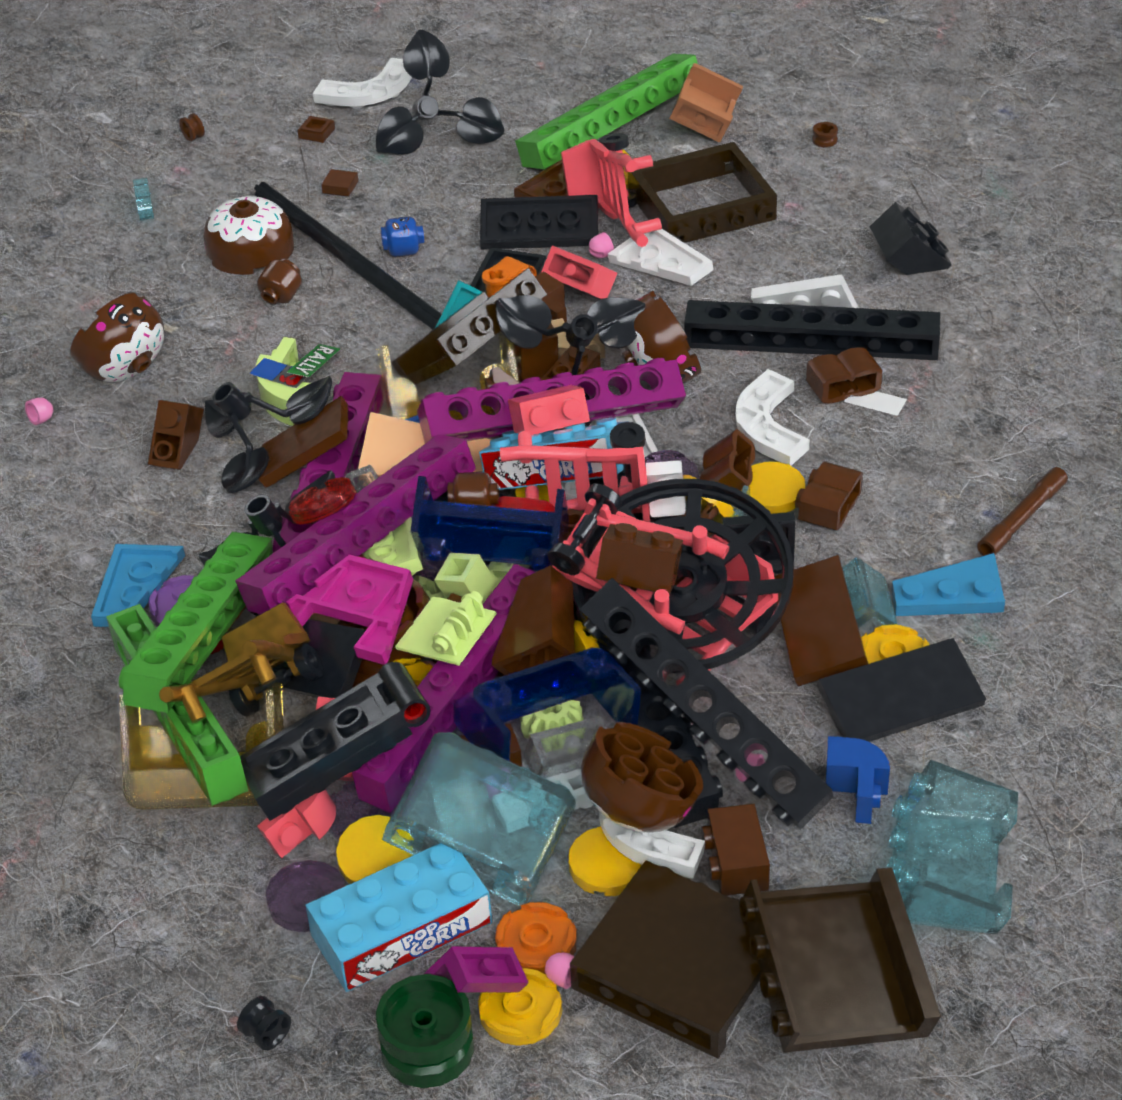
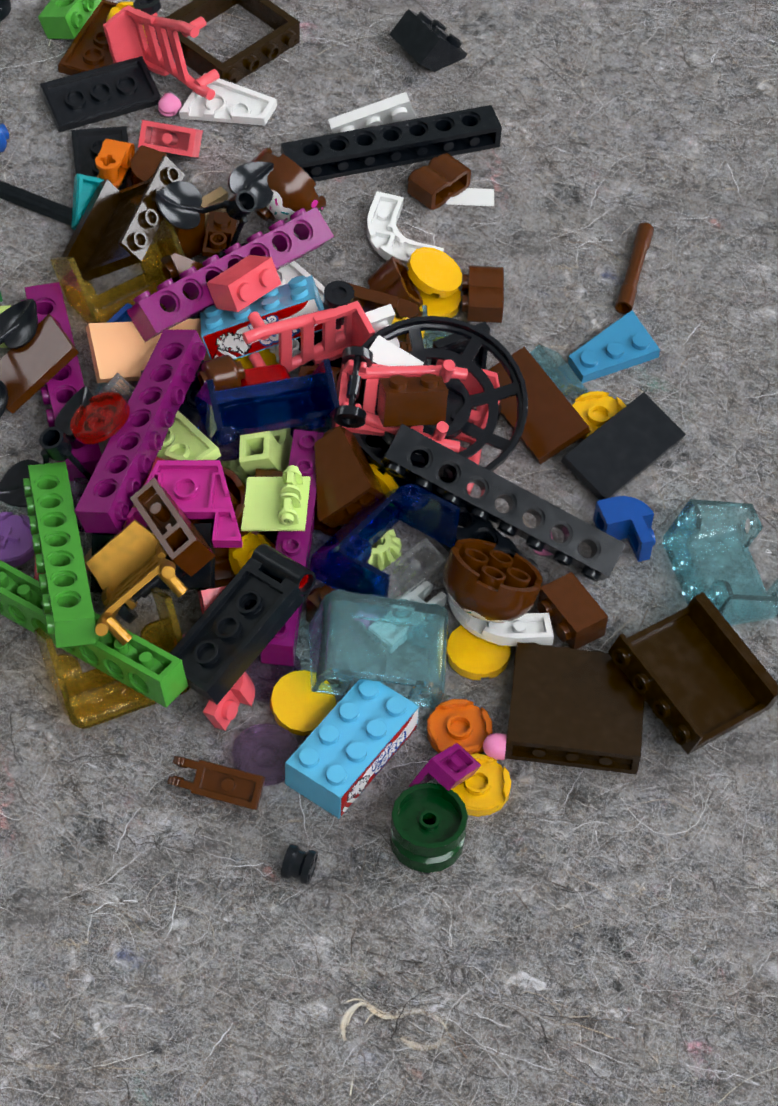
camera: 30 degrees left, 10 degrees up
(236, 908) = (221, 782): none -> reddish brown hinge
(318, 625) = (172, 528): none -> reddish brown slope
(649, 508) = (391, 355): none -> white sticker
(690, 463) = (374, 299): none -> reddish brown hinge
(780, 458) = (434, 272): none -> yellow tile

